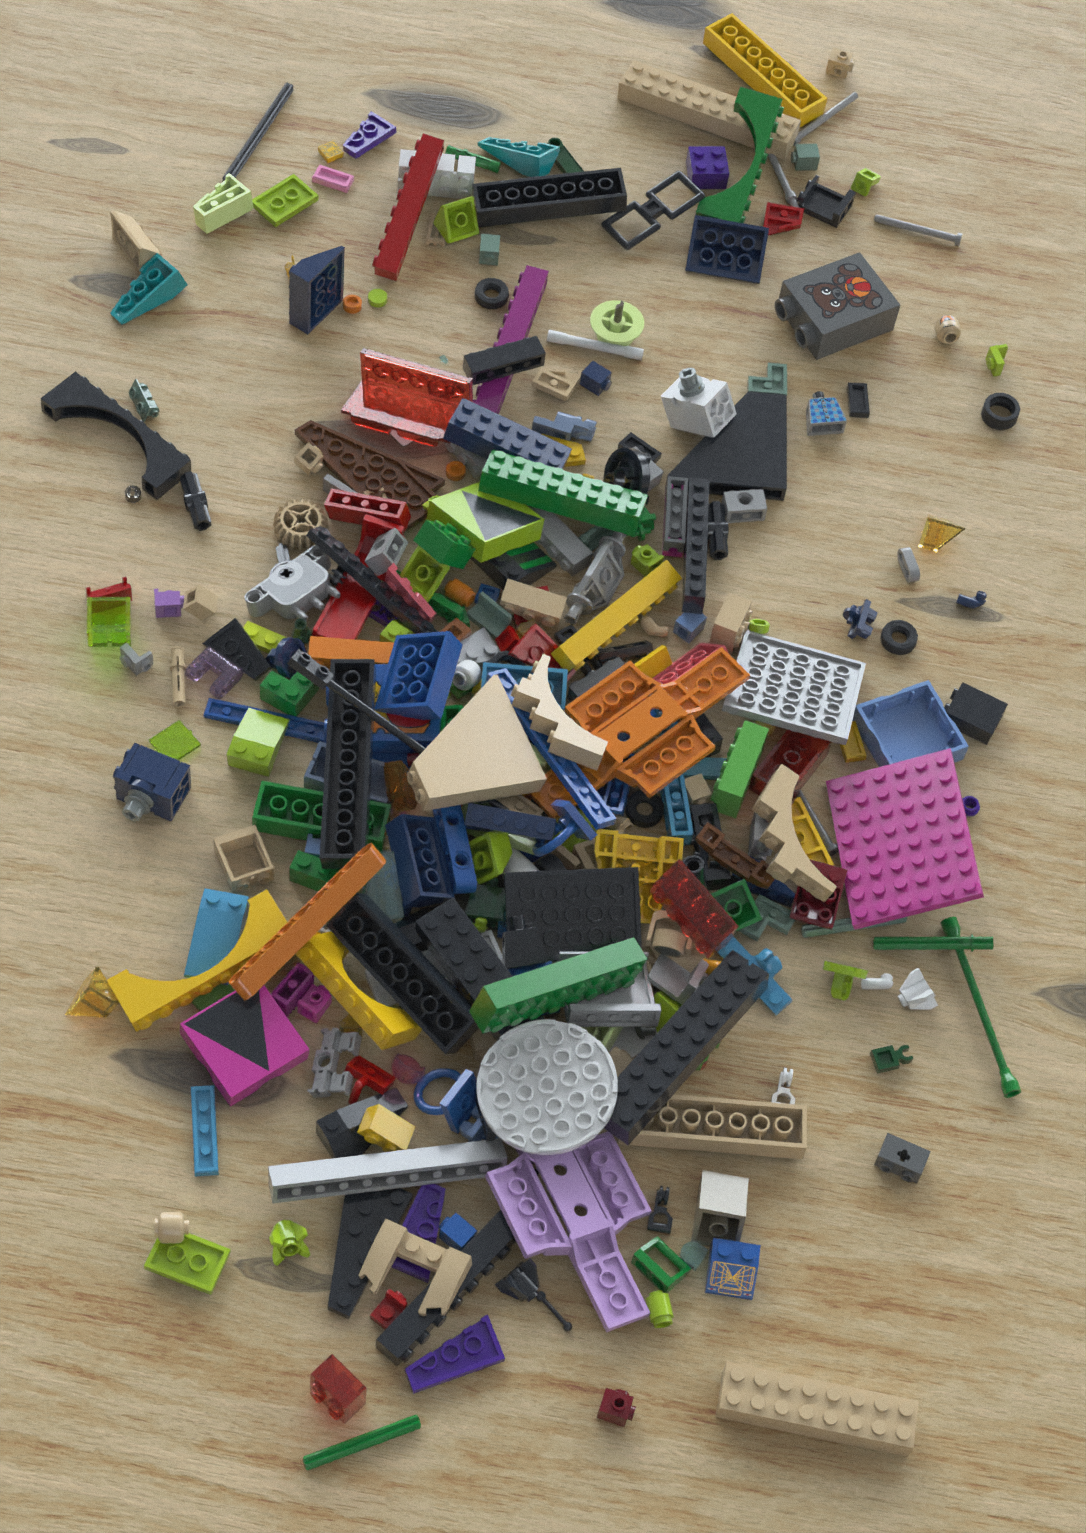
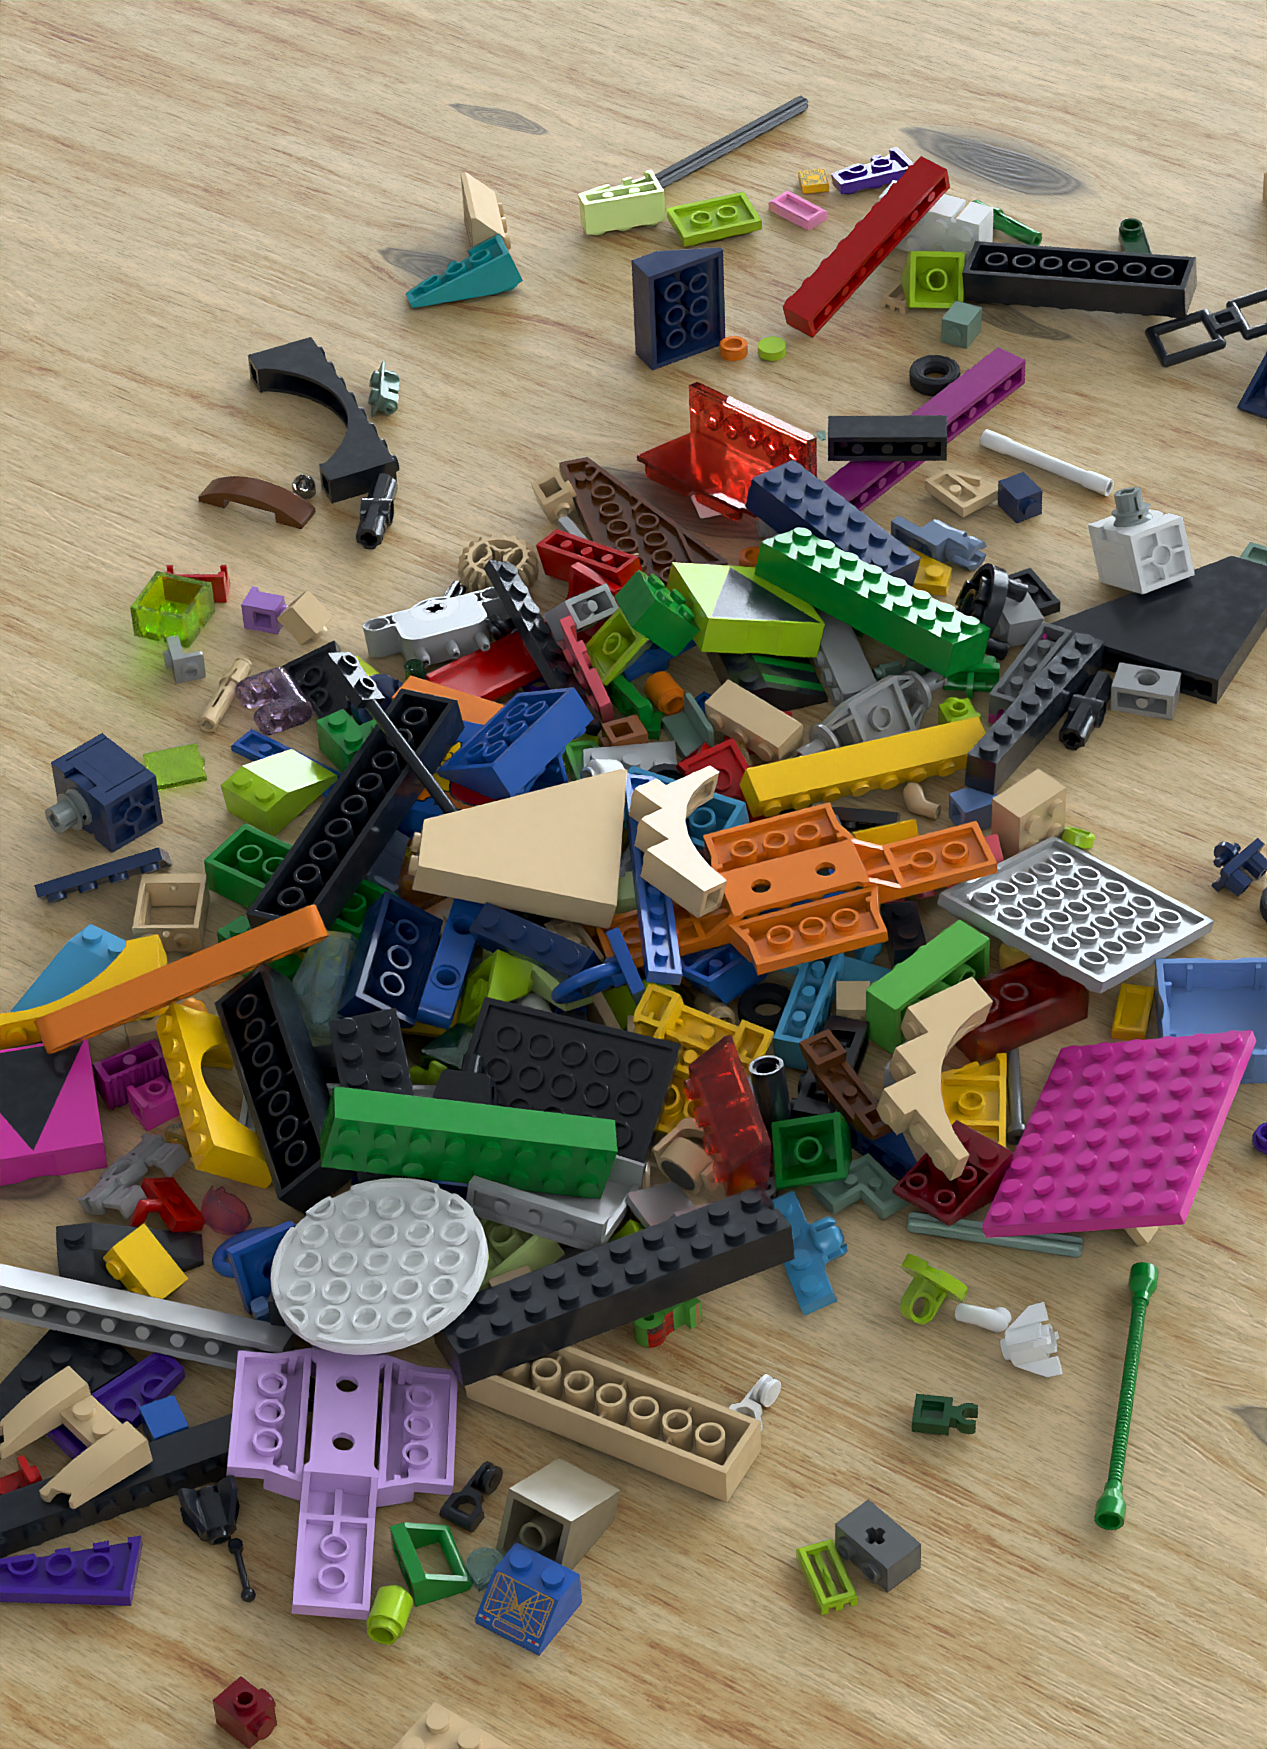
camera: 35 degrees right, 15 degrees down
(109, 510) = (260, 494): none -> reddish brown slope
(184, 844) = (112, 872): none -> dark blue wing
(524, 158) = (1077, 230): teal wedge -> none
(617, 322) = (1086, 437): yellowish green piece -> none
(873, 1186) = (835, 1600): none -> lime tile
(934, 943) = (1154, 1302): green axle -> none

